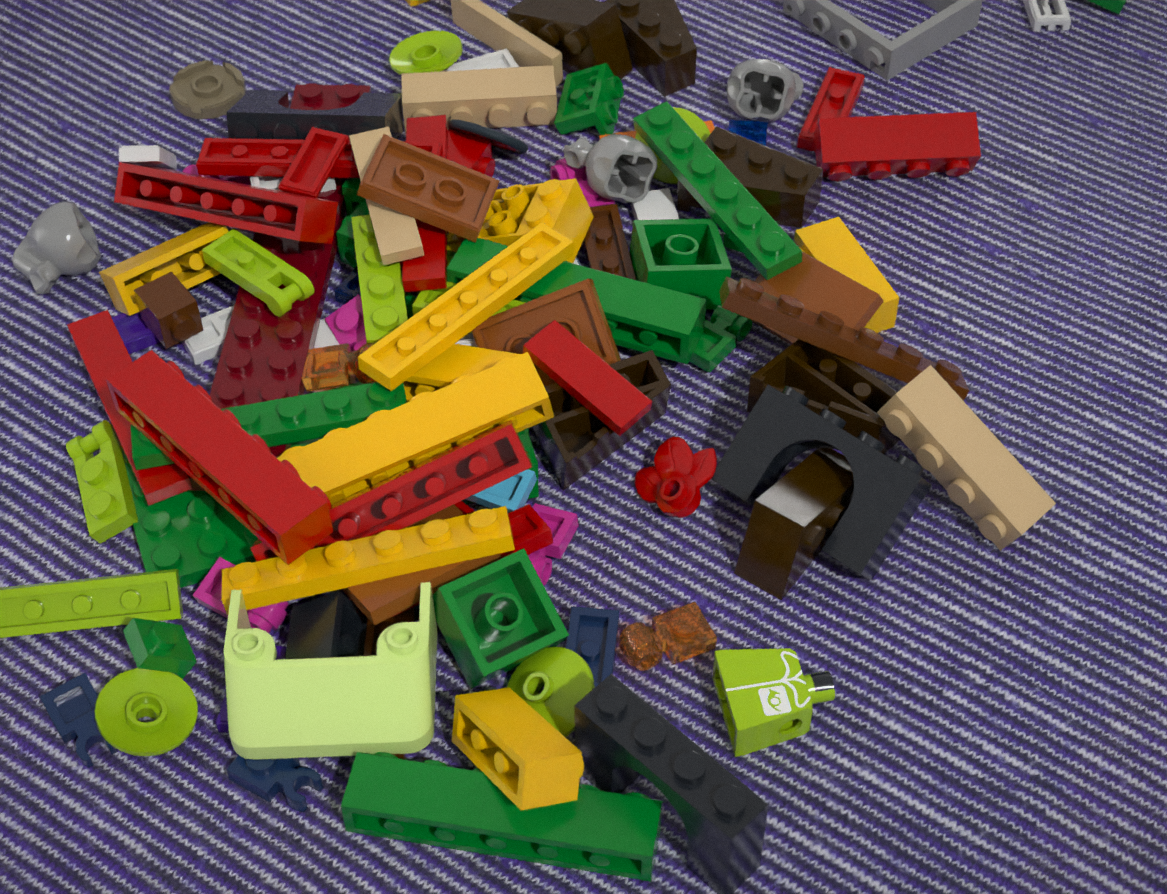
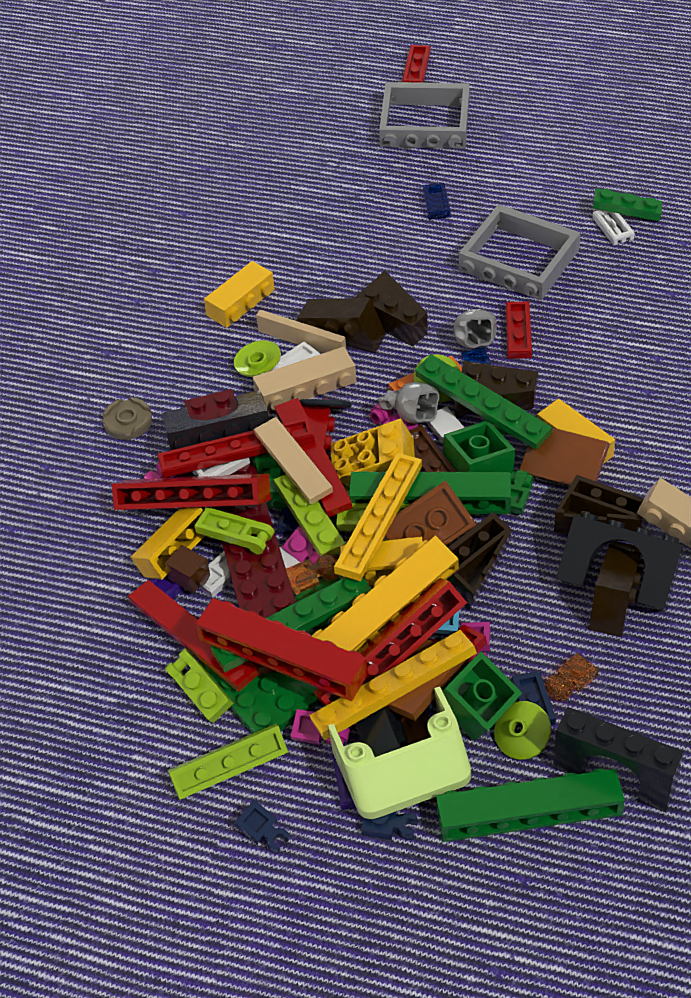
camera: 15 degrees left, 0 degrees up
(57, 245) = (91, 549): light grey piece -> none
(146, 694) = (302, 801): lime dish -> none
(148, 155) = (121, 475): white tile -> none
(159, 646) = (293, 774): green bracket -> none
(314, 162) = (239, 451): red tile -> none
(428, 188) = (319, 449): dark orange tile -> none
(517, 748) = (525, 764): yellow brick -> none
(587, 377) = (466, 539): red tile -> none
(589, 100) = (372, 362): green bracket -> none
(676, 477) = (531, 580): red plate -> none
(766, 696) = (640, 694): lime torso -> none
(831, 334) = (592, 473): reddish brown plate -> none
(897, 145) = (570, 342): red brick -> none

